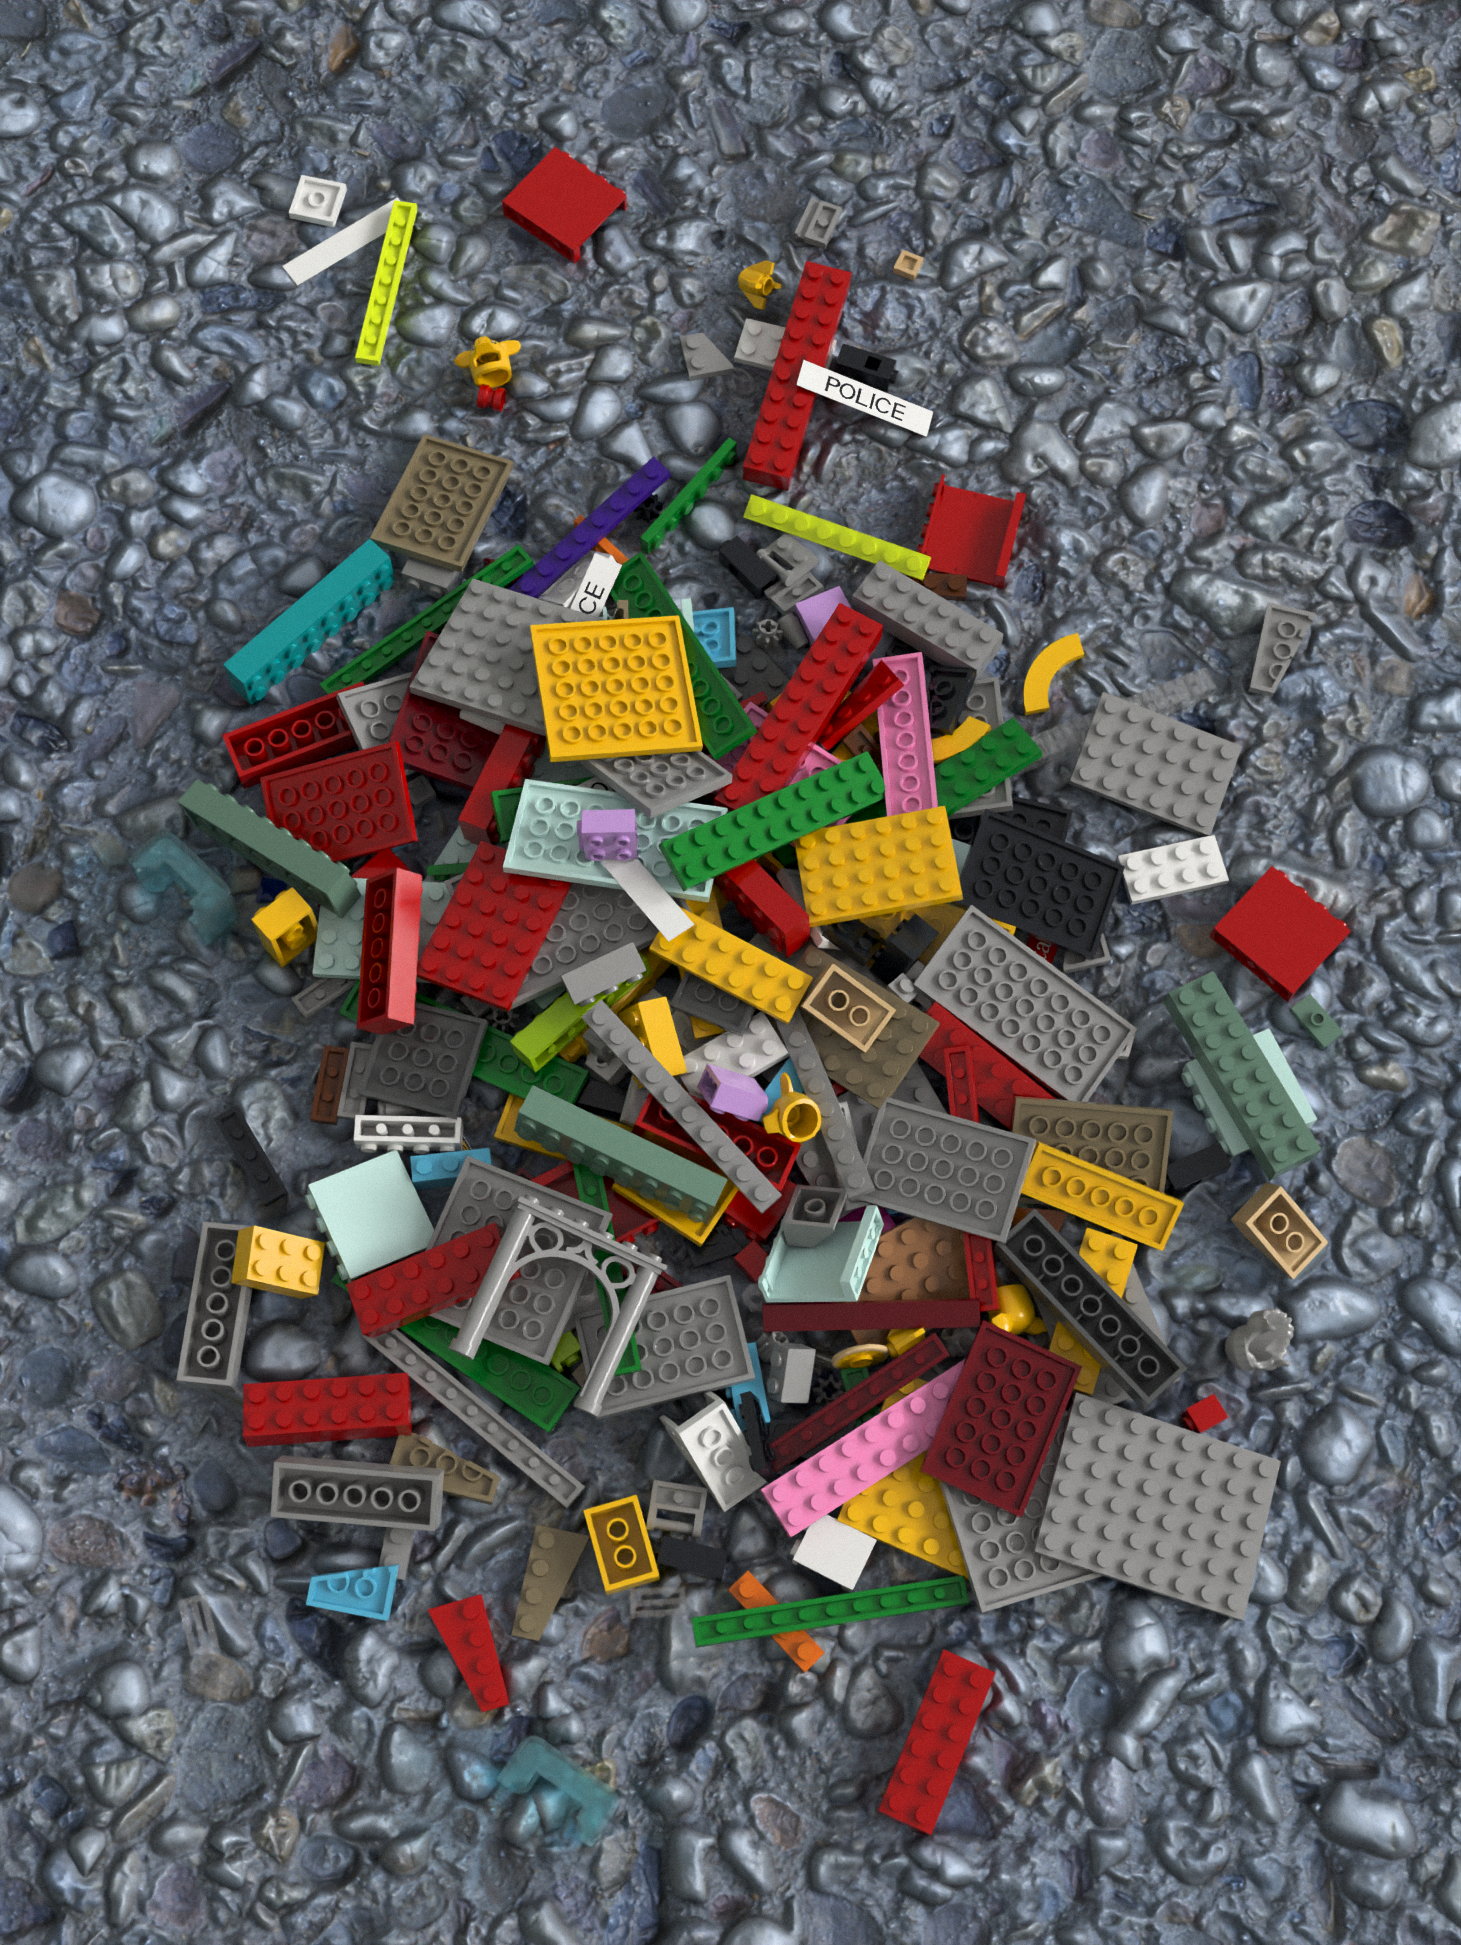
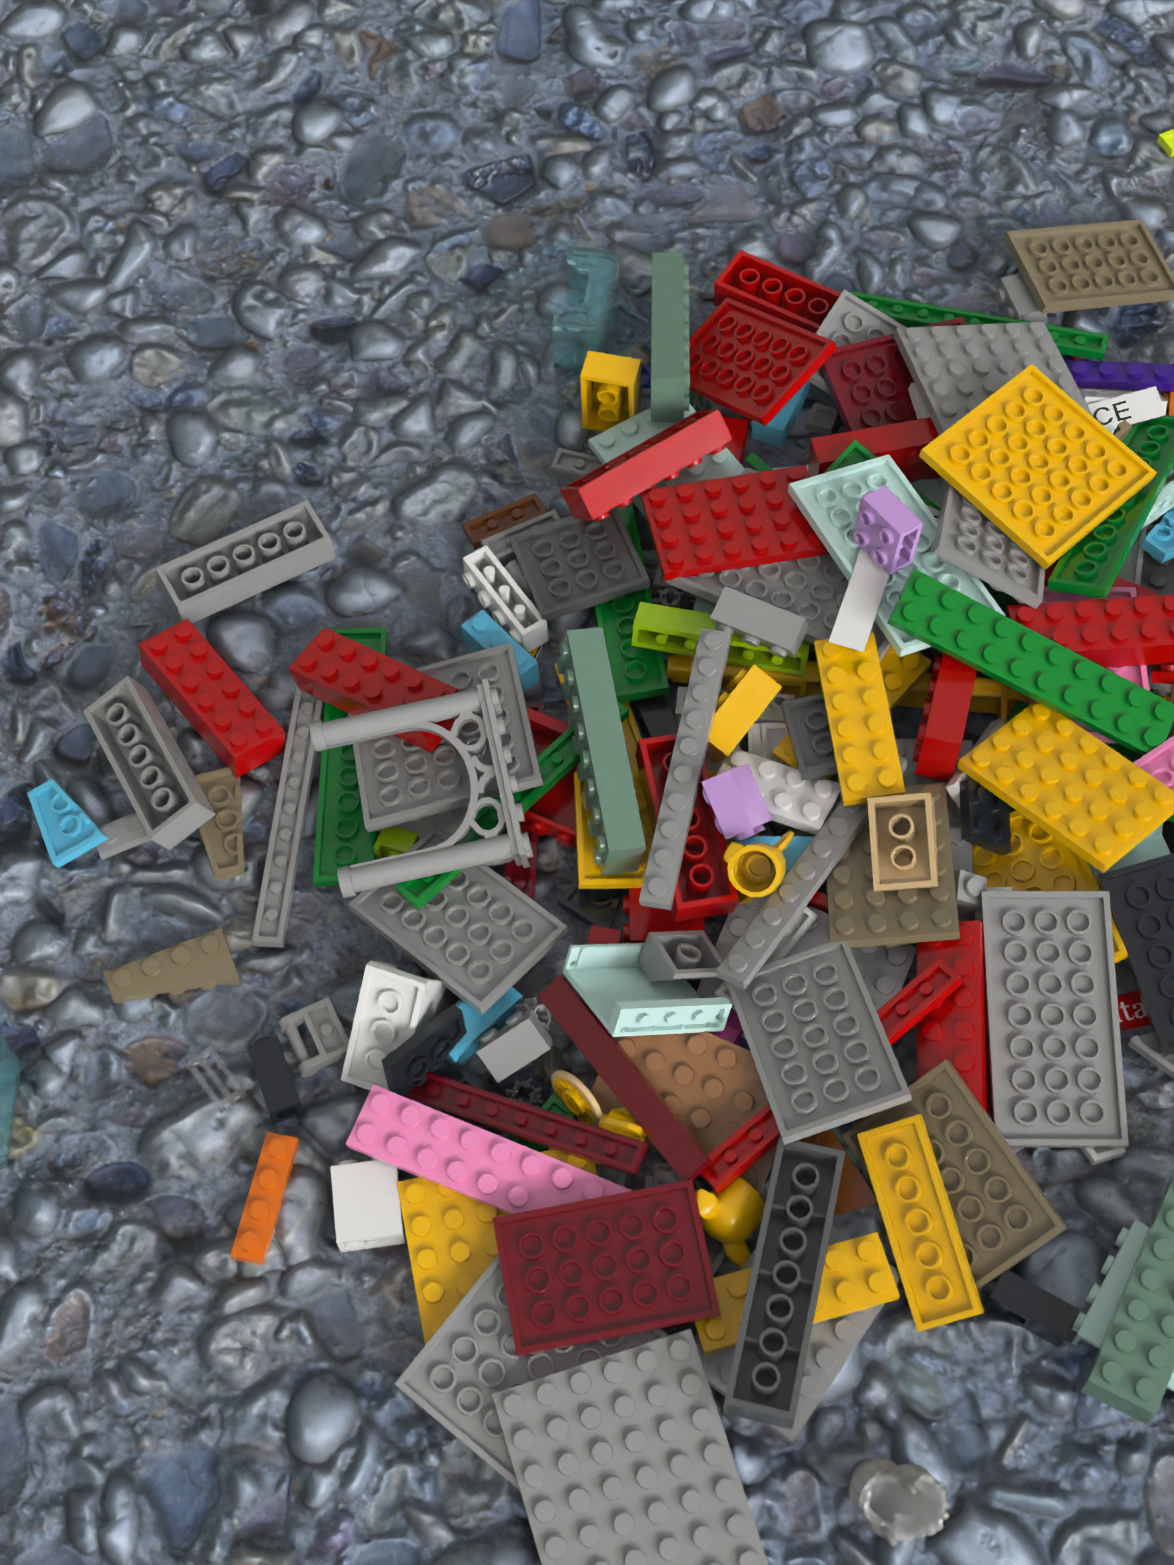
camera: 60 degrees right, 10 degrees down
(251, 1156) = (397, 506): black plate -> none
(278, 1262) = (311, 573): yellow brick -> none
(310, 622) = (897, 246): teal brick -> none
(370, 1215) = (409, 612): light aqua panel -> none
(471, 1644) = (75, 947): red wing -> none
(621, 1545) = (244, 1006): yellow brick -> none
(829, 1611) = (305, 1239): green plate -> none
(902, 949) = (1015, 865): black brick -> none
(936, 1742) = (234, 1429): red brick -> none
(1204, 1415) = (771, 1490): red brick -> none
(1279, 1229) = (1039, 1444): tan slope -> none

